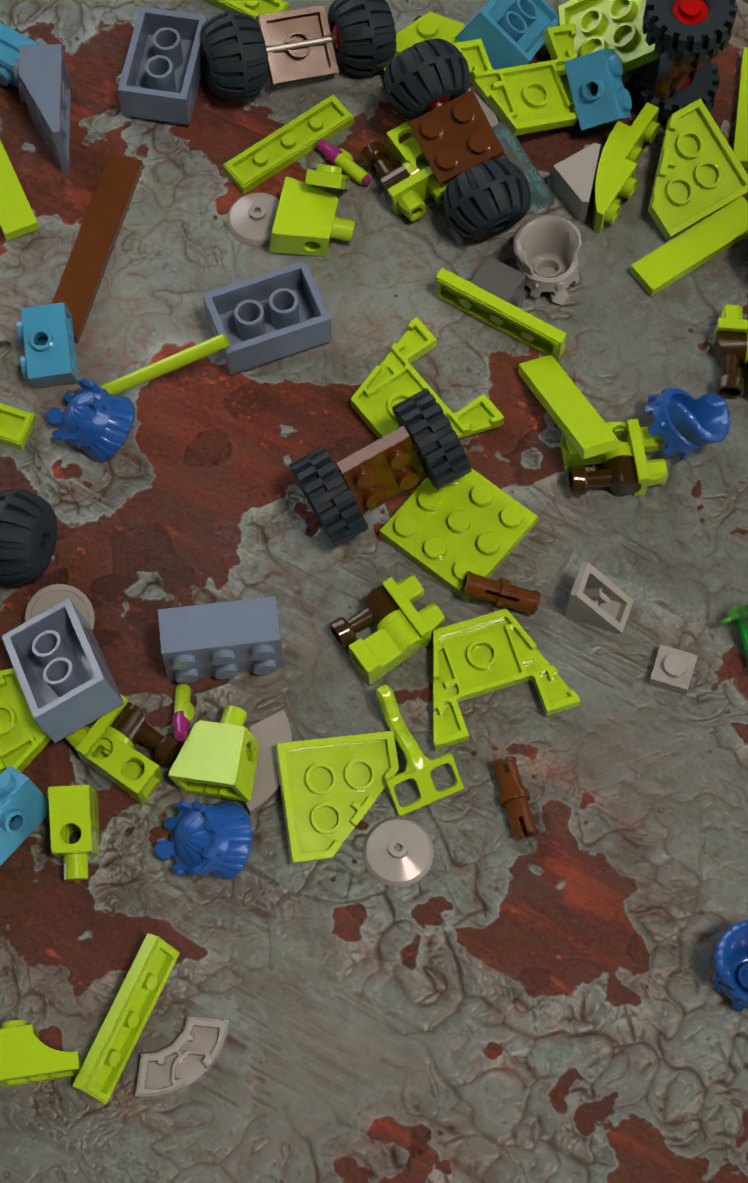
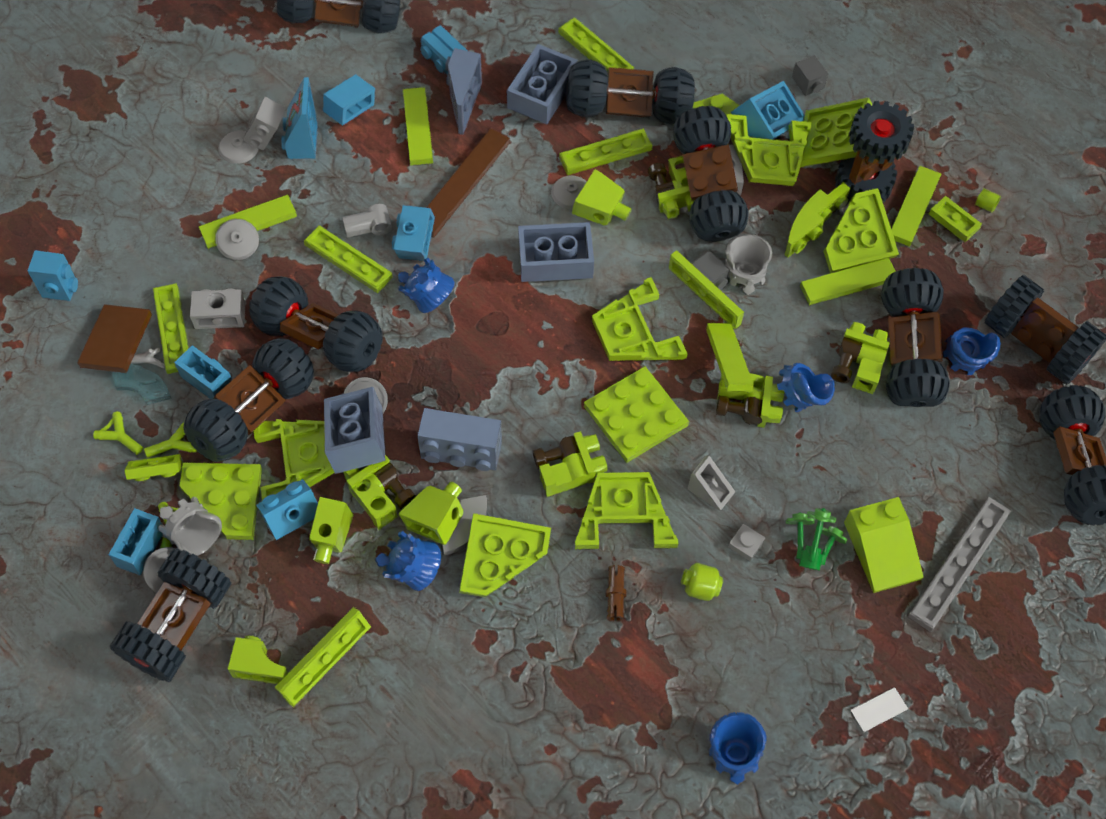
camera: 15 degrees right, 5 degrees down
(167, 364) = (483, 263): lime bar -> none
(182, 711) = (422, 478): piece -> none
(184, 1060) = (351, 694): light grey tile -> none
(327, 176) = (621, 176): lime plate -> none
(344, 160) = (637, 170): piece -> none
(382, 468) = (595, 361): black plate -> none
(398, 852) = (530, 606): light grey piece -> none
(417, 765) = (559, 553): lime piece -> none
(500, 593) = (648, 461): reddish brown pin -> none
(518, 157) = (747, 194): clear light blue tile -> none
(574, 179) = (781, 219): light grey slope -> none
(598, 88) = (813, 166): dark azure brick -> none
(630, 746) = (702, 581): none -> lime head

